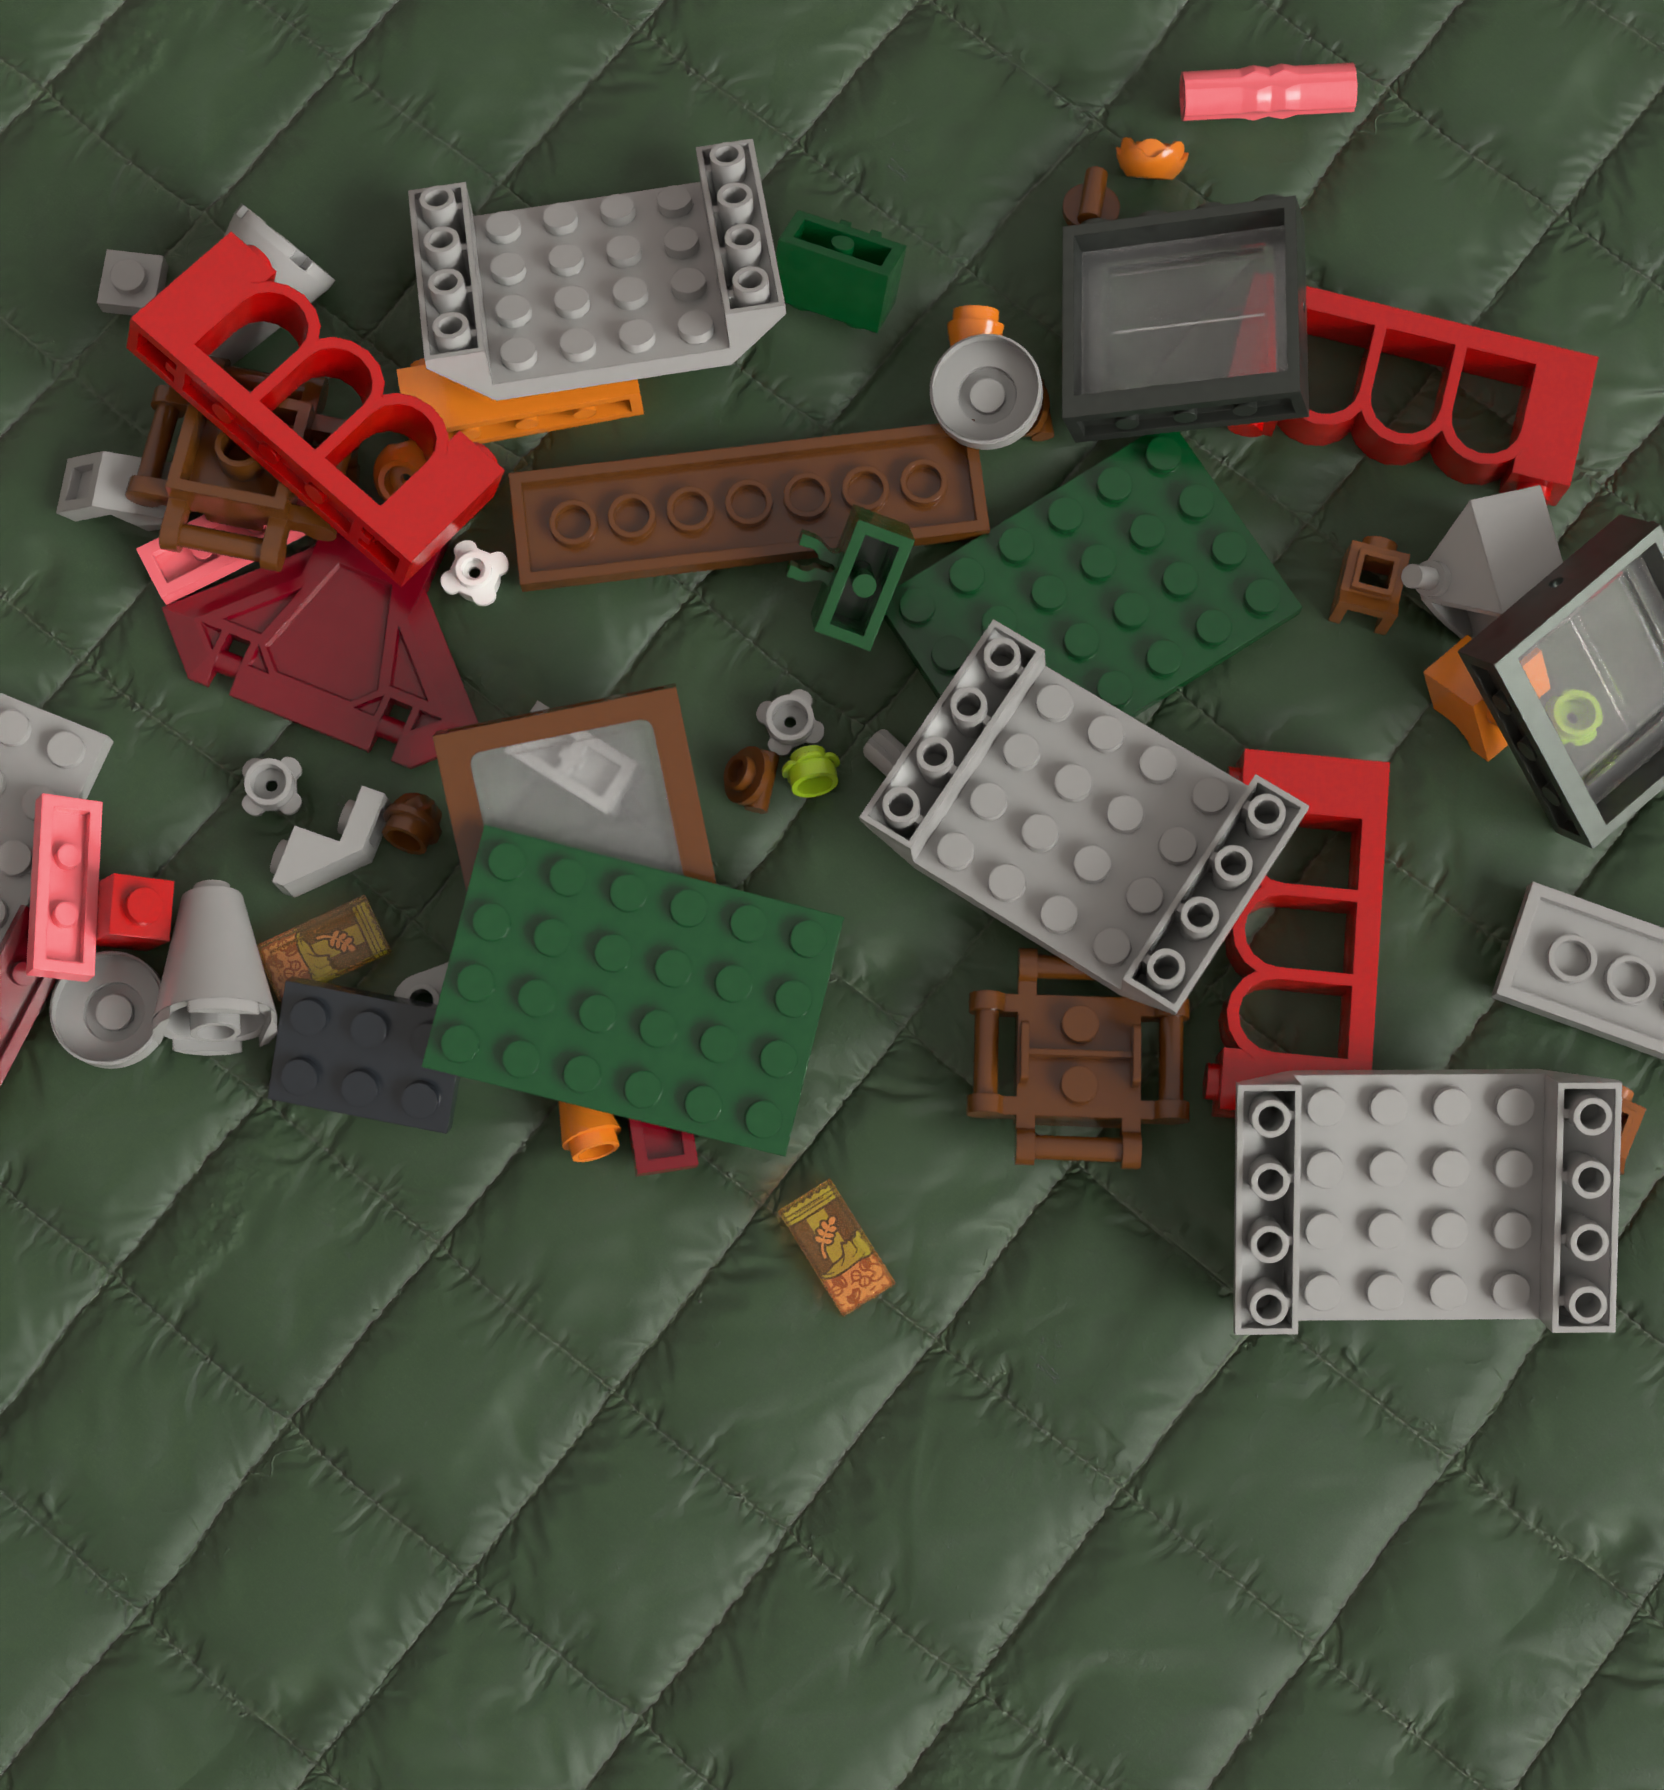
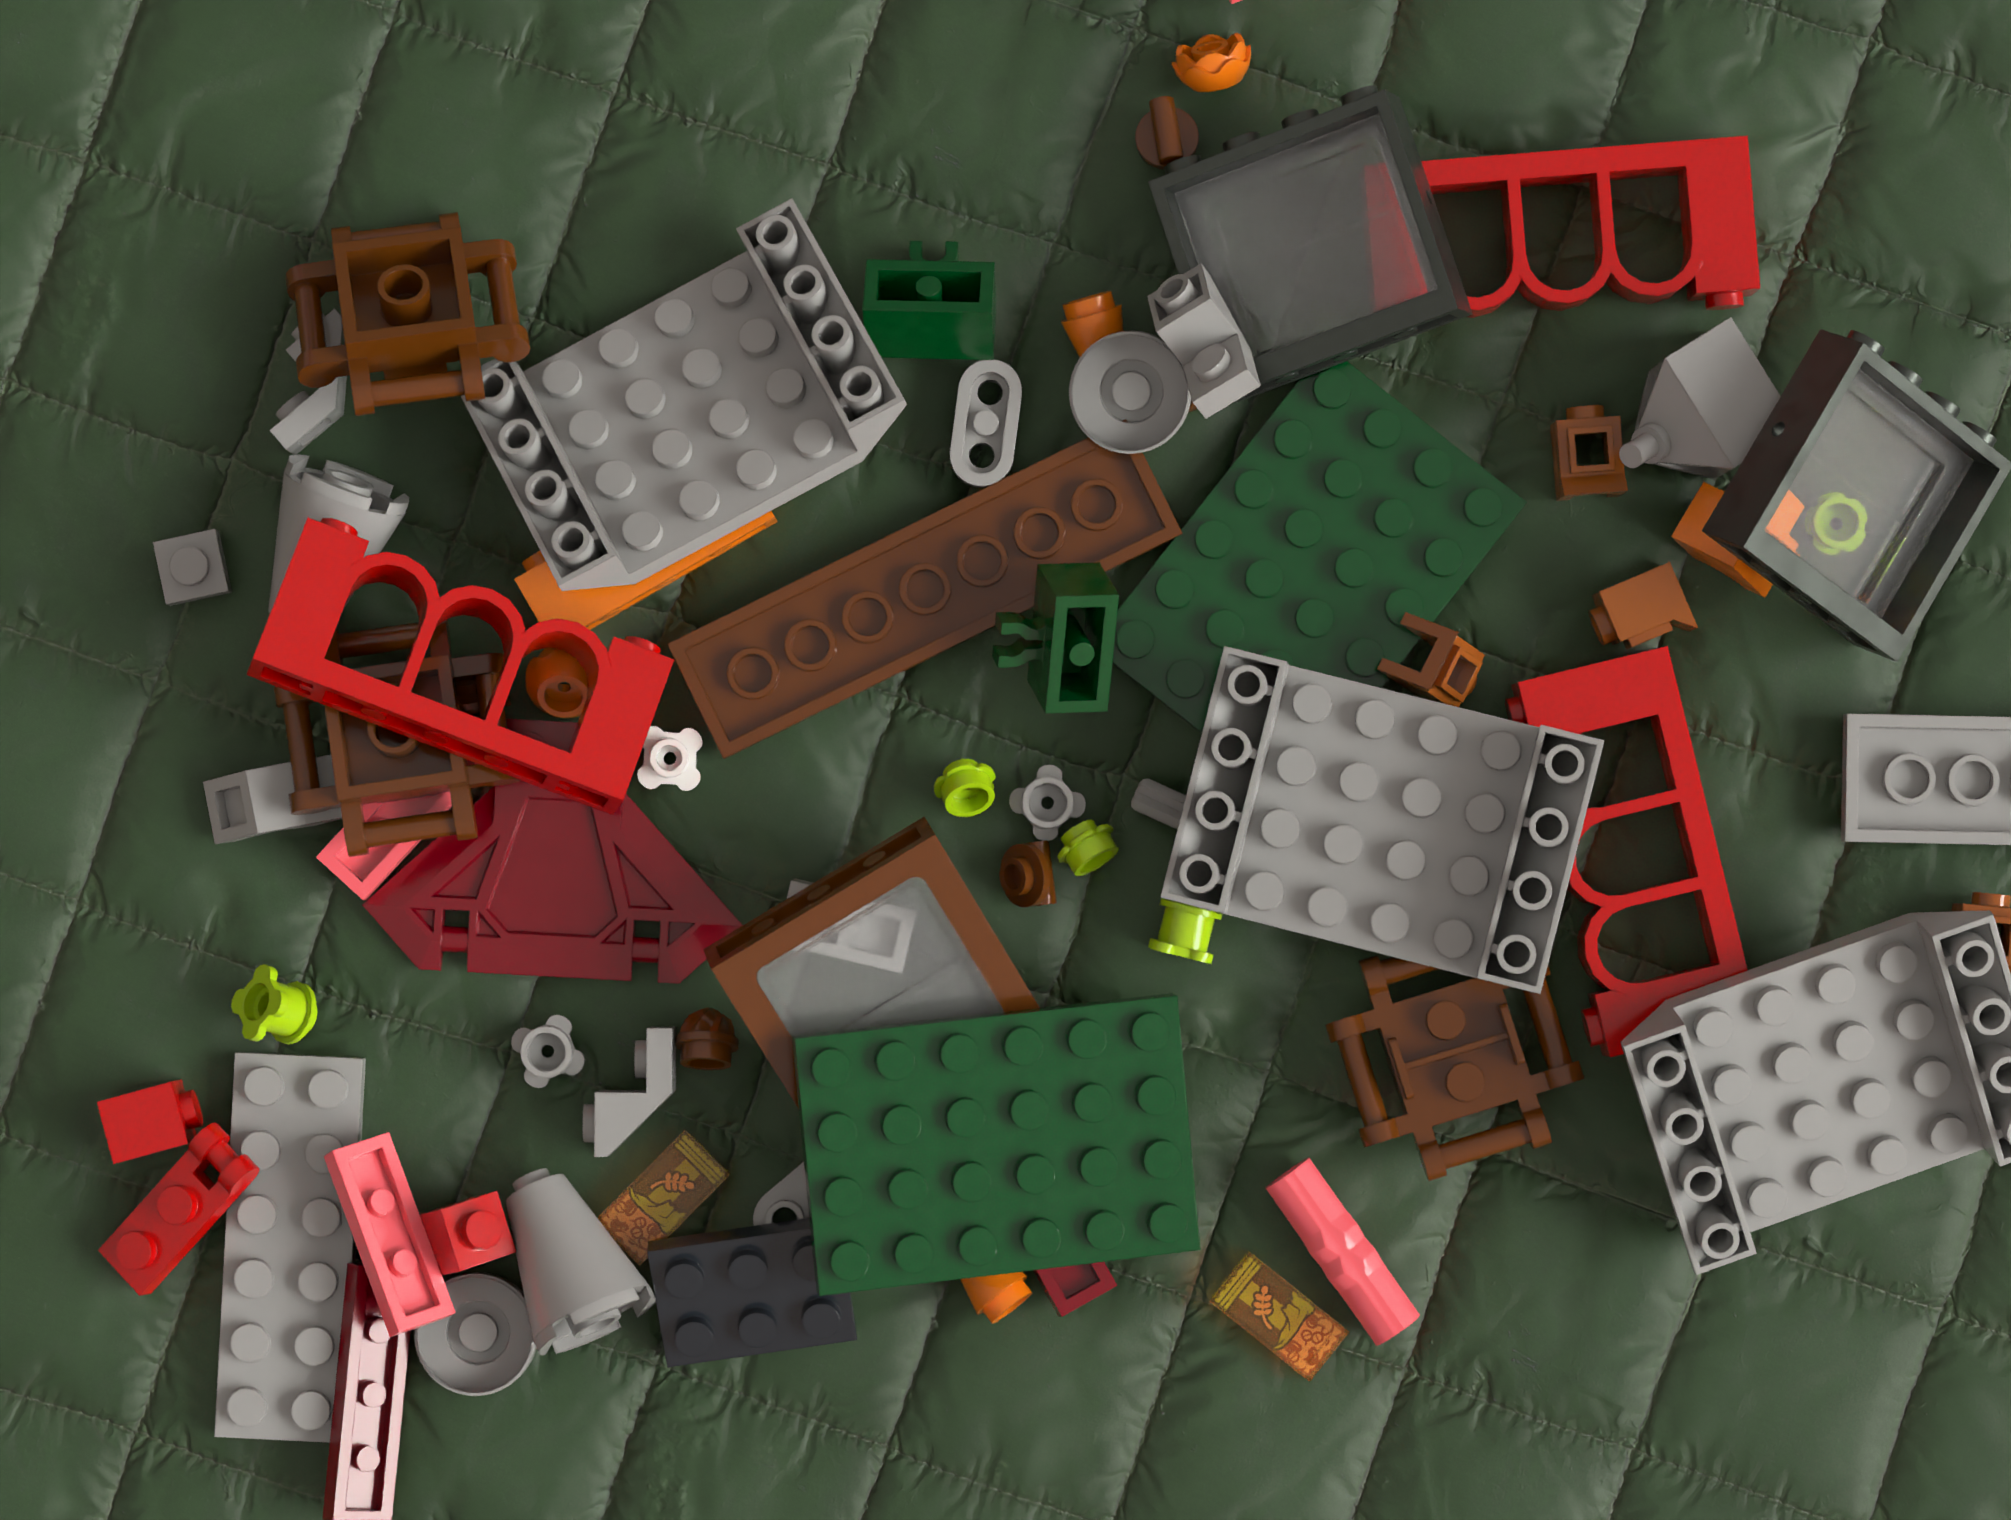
camera: 20 degrees left, 10 degrees up
(49, 663) = (275, 1007): none -> lime brick
(314, 144) = (309, 416): none -> light grey slope
(389, 119) = (406, 313): none -> reddish brown brick
(722, 694) = (966, 787): none -> lime plate
(849, 389) = (985, 424): none -> light grey plate
(872, 870) = (1185, 931): none -> lime brick
(914, 1206) = (1342, 1251): none -> coral axle
(1065, 358) = (1204, 339): none -> light grey slope
(1185, 715) = (1449, 669): none -> dark orange window
(1376, 728) = (1641, 608): none -> dark orange window

